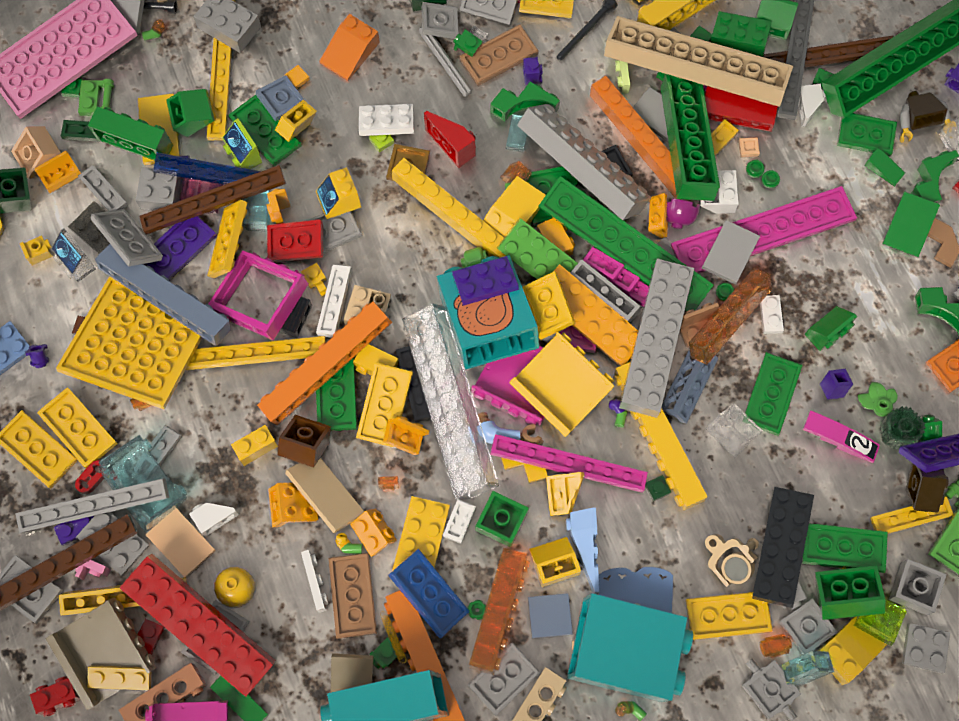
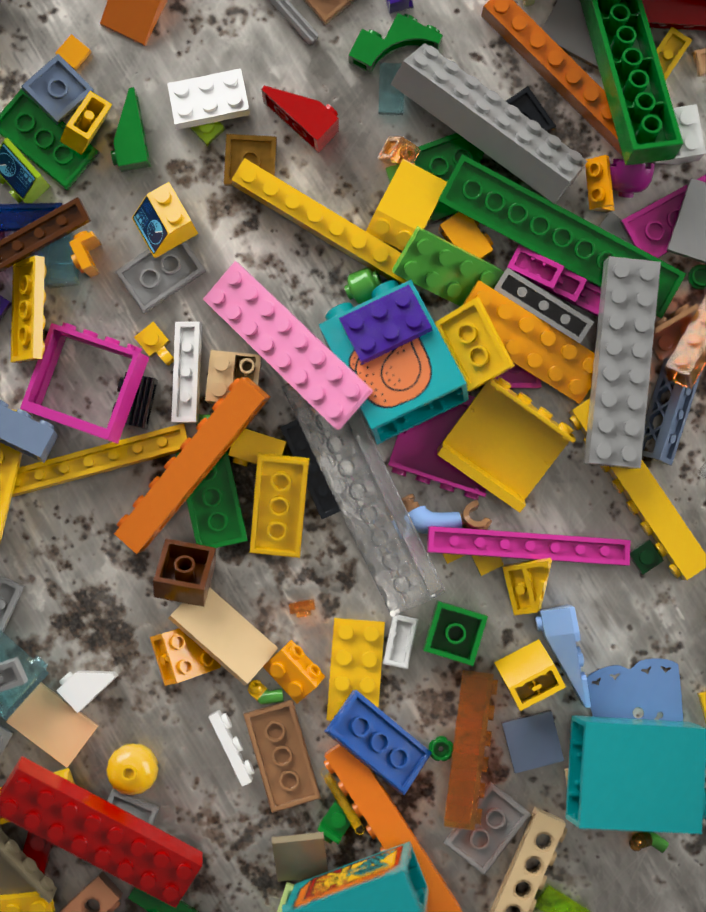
camera: 10 degrees left, 15 degrees up
(254, 445) = (120, 585): yellow brick -> none
(295, 241) = (118, 297): red plate -> none
(325, 137) = (130, 138): none -> green slope
(405, 434) = (312, 543): light orange bracket -> none
(412, 288) = (288, 345): none -> bright pink plate
(621, 413) = (586, 470): arm -> none

